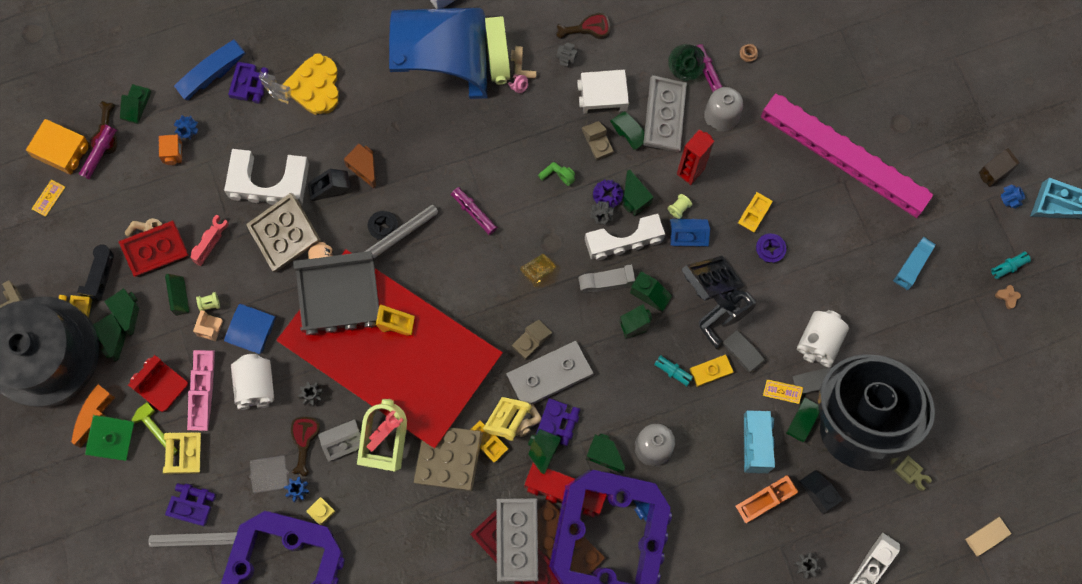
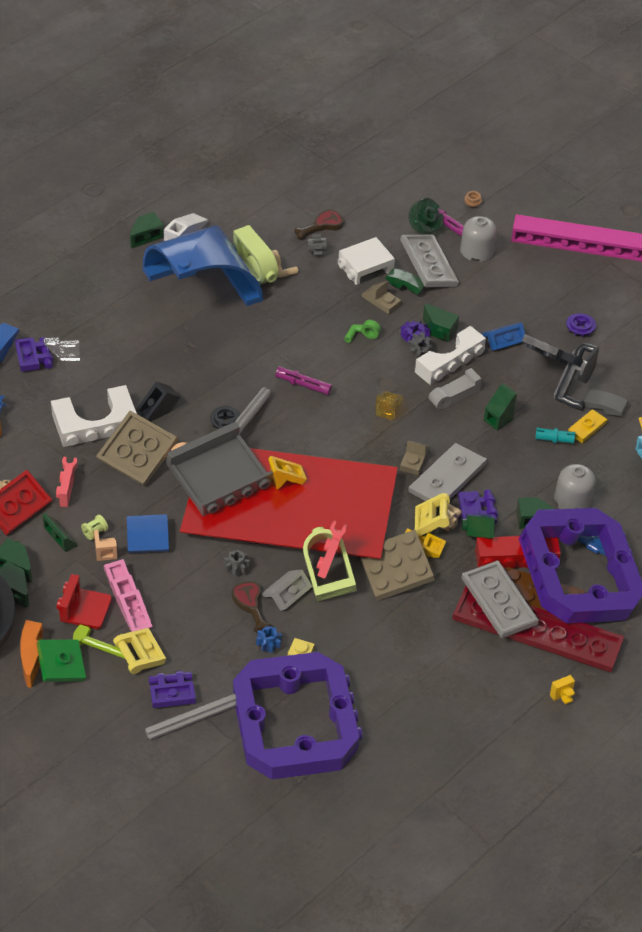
camera: 25 degrees left, 25 degrees down
(252, 382) = (178, 568): white cylinder -> none
(268, 474) = (232, 641): clear piece -> none
(314, 85) = (98, 337): yellow plate -> none
(362, 163) = (181, 378): dark orange slope -> none
(520, 83) = (286, 278): bright pink plate -> none
(650, 291) = (492, 380): dark green slope -> none
(680, 206) = (483, 323): yellowish green bush -> none
(695, 156) = (479, 269): red brick -> none
(755, 212) = (551, 304): yellow slope -> none

